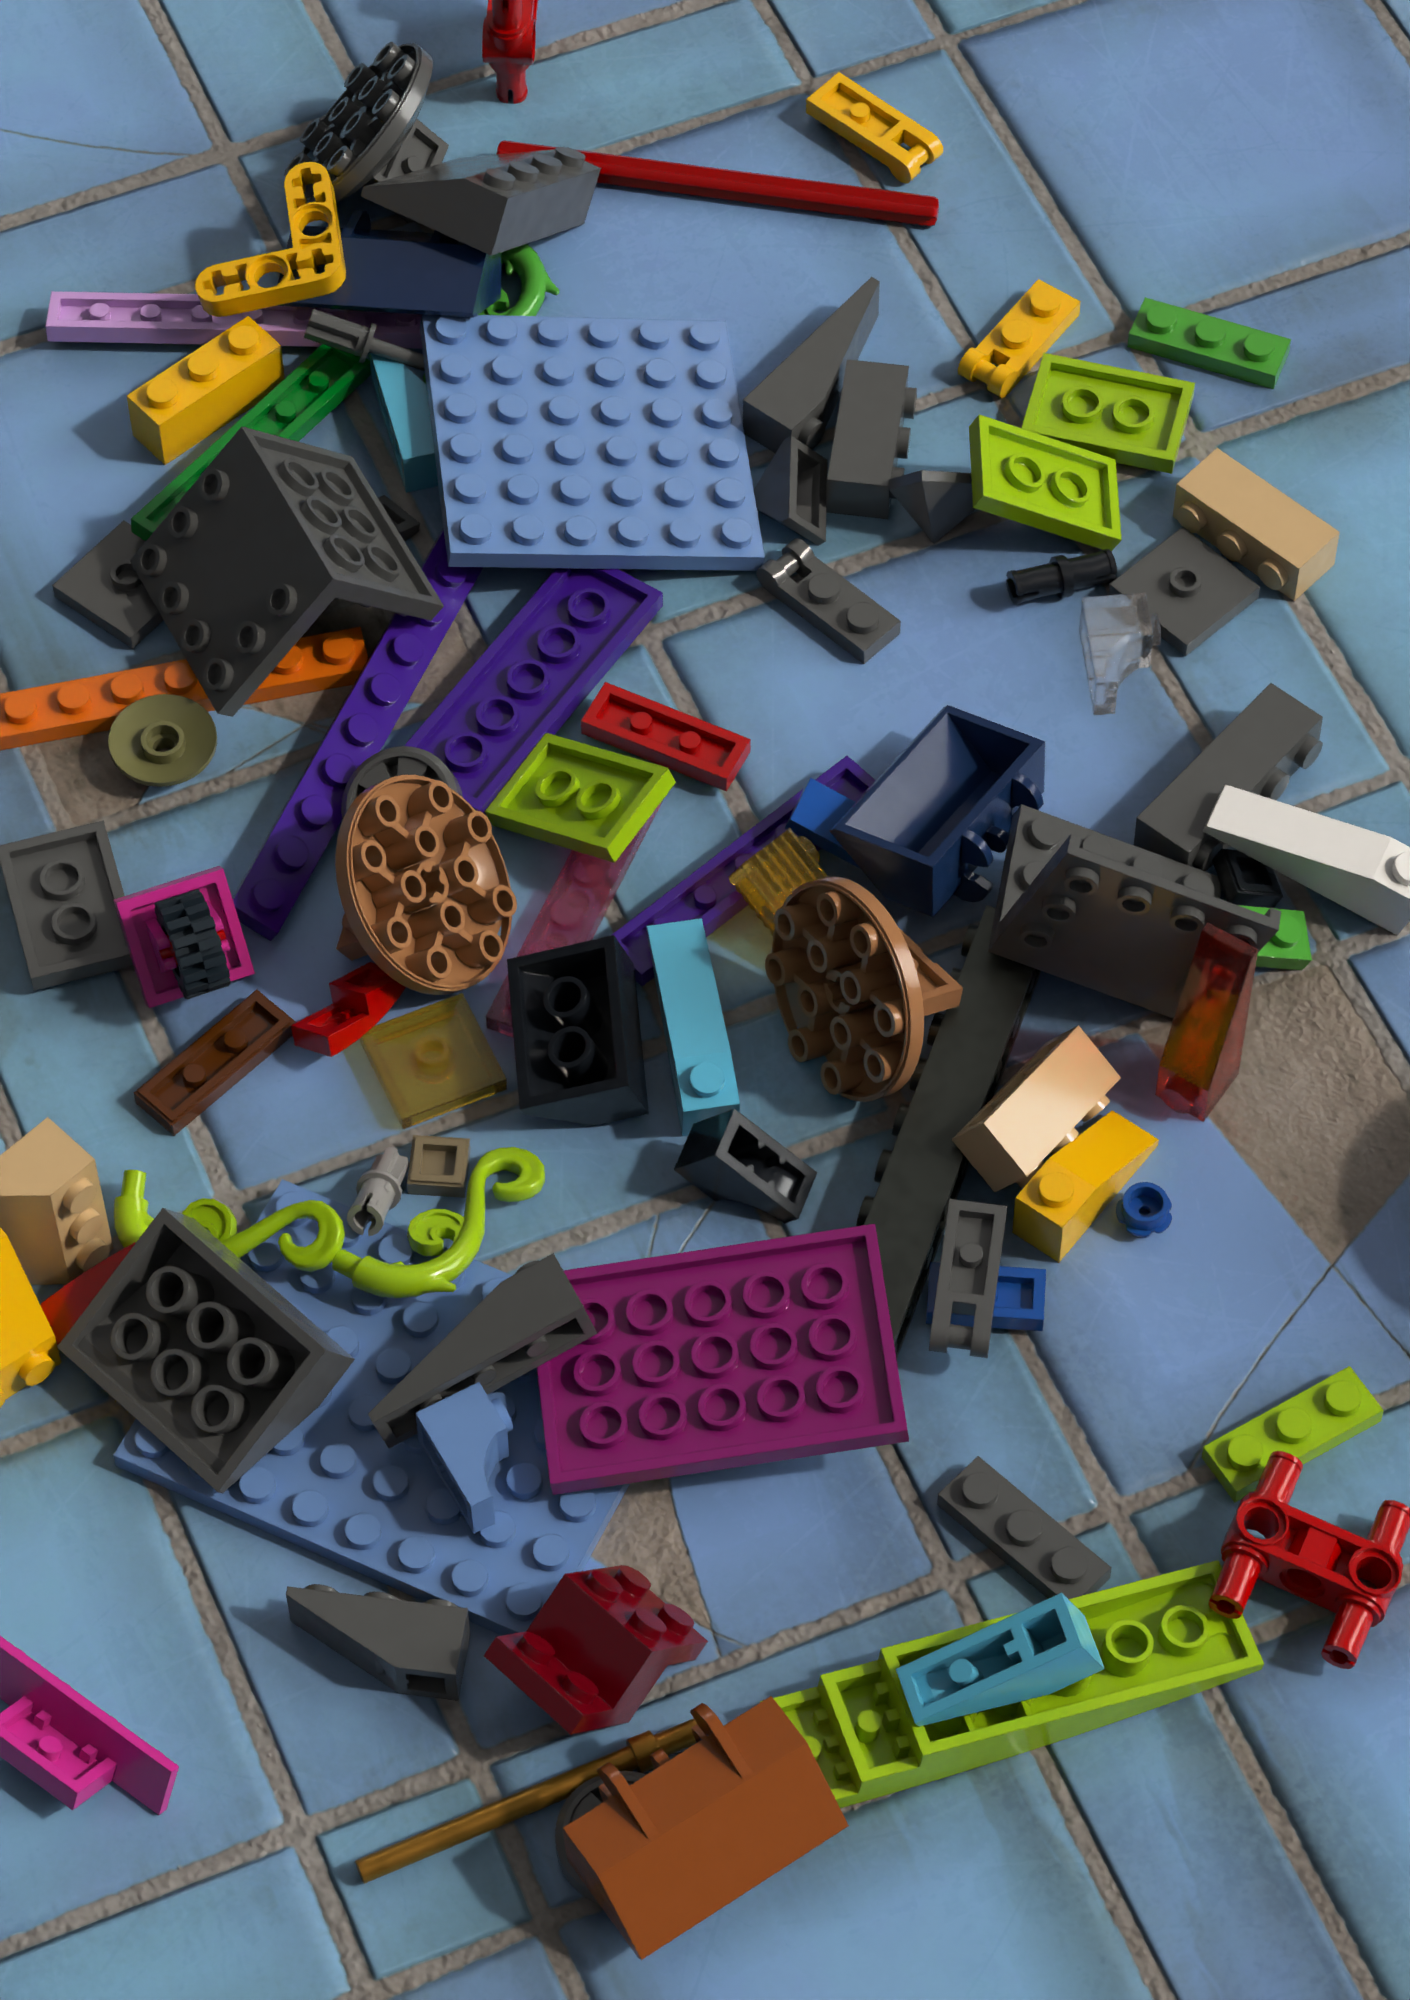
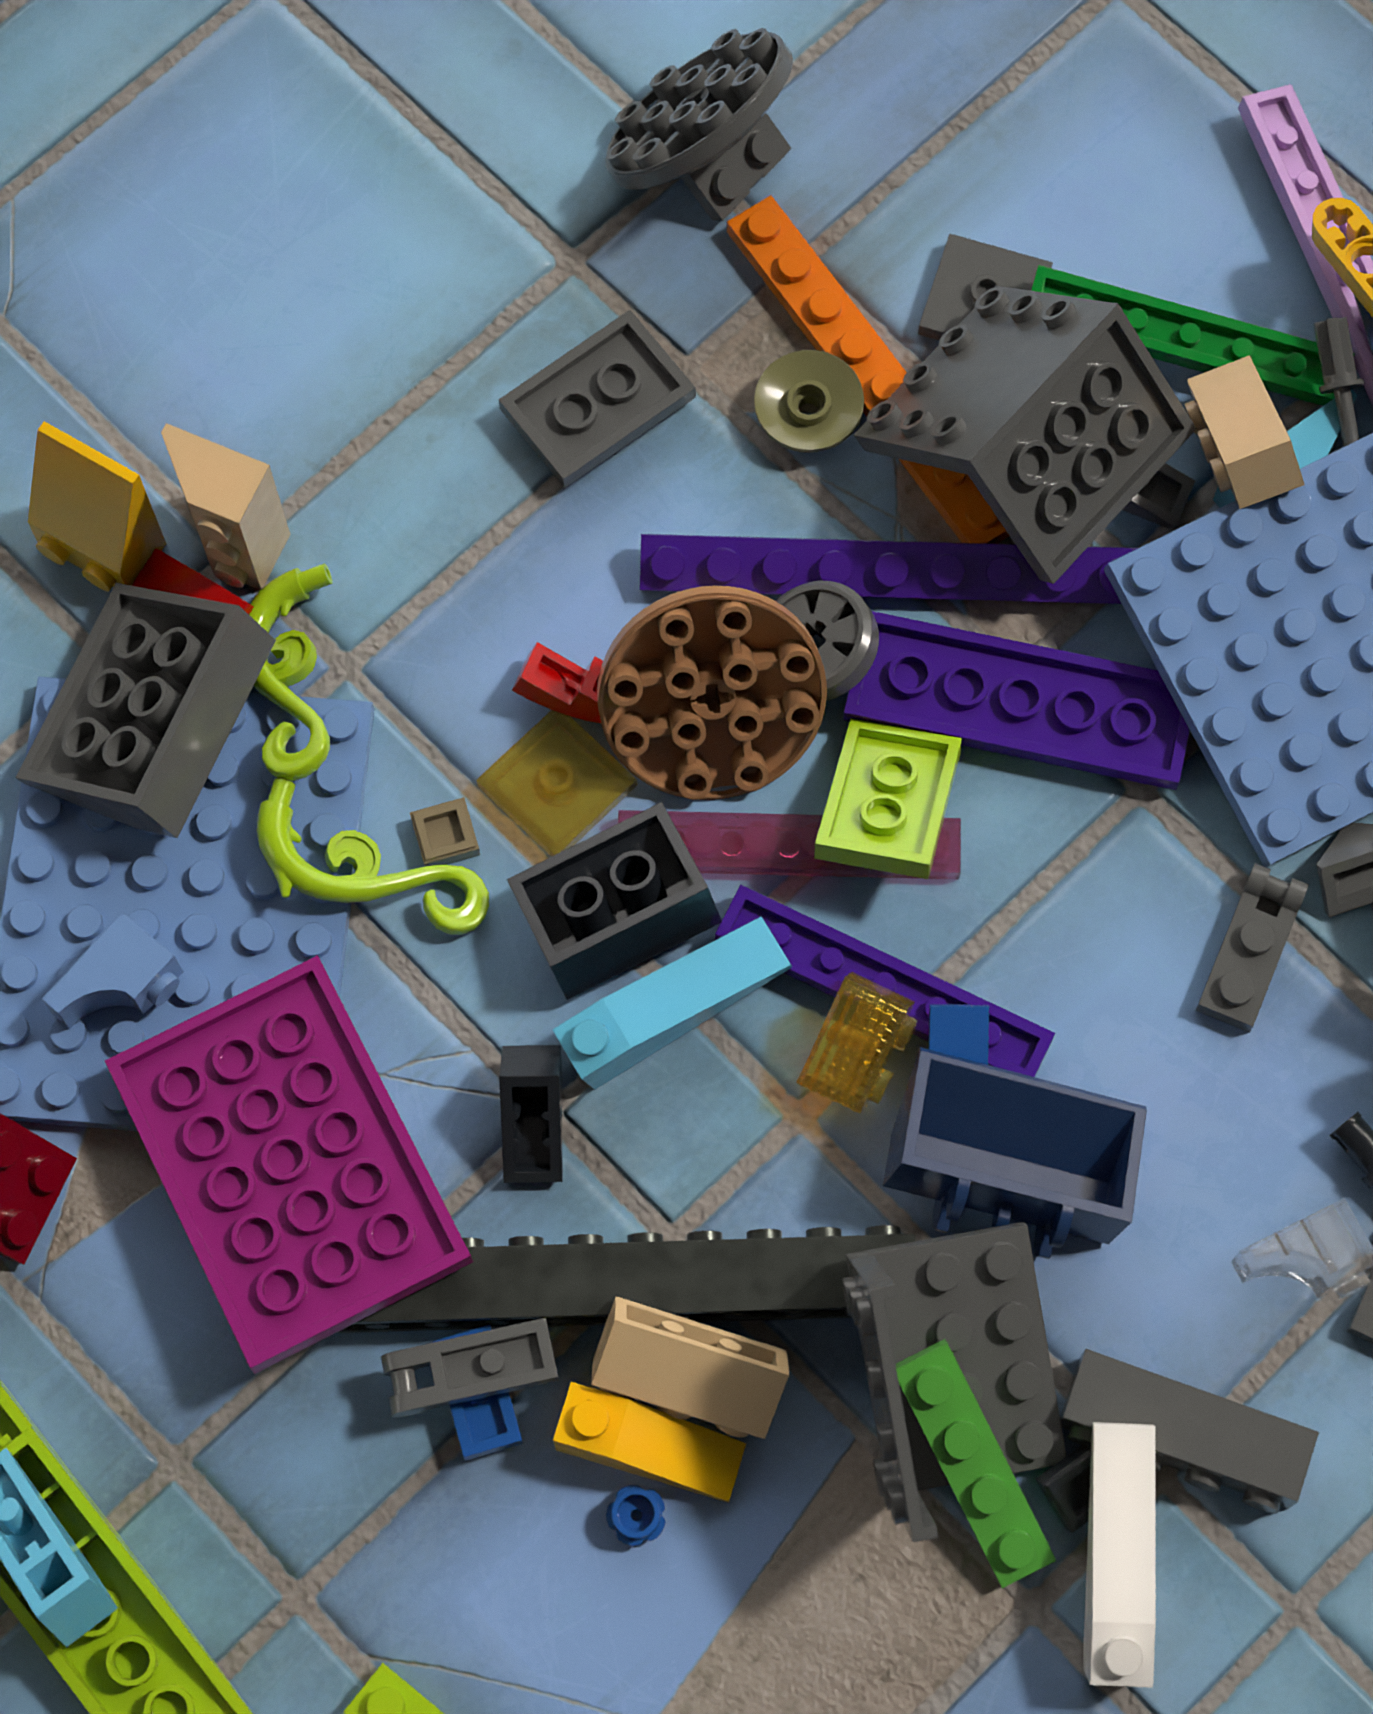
camera: 70 degrees right, 15 degrees up
(184, 937) = (581, 512): plate -> none
(205, 390) = (1235, 268): yellow brick -> none
(214, 1062) = (483, 594): reddish brown tile -> none
(378, 1192) = (381, 789): light grey axle -> none
(381, 417) = (1242, 433): none -> tan brick
(501, 1339) = (232, 959): dark grey slope -> none
(665, 736) = (1011, 852): red plate -> none
(853, 988) = (754, 1148): medium nougat bracket -> none
(1022, 1533) = (232, 1520): dark grey plate -> none
(1208, 1025) = (819, 1507): clear red slope -> none

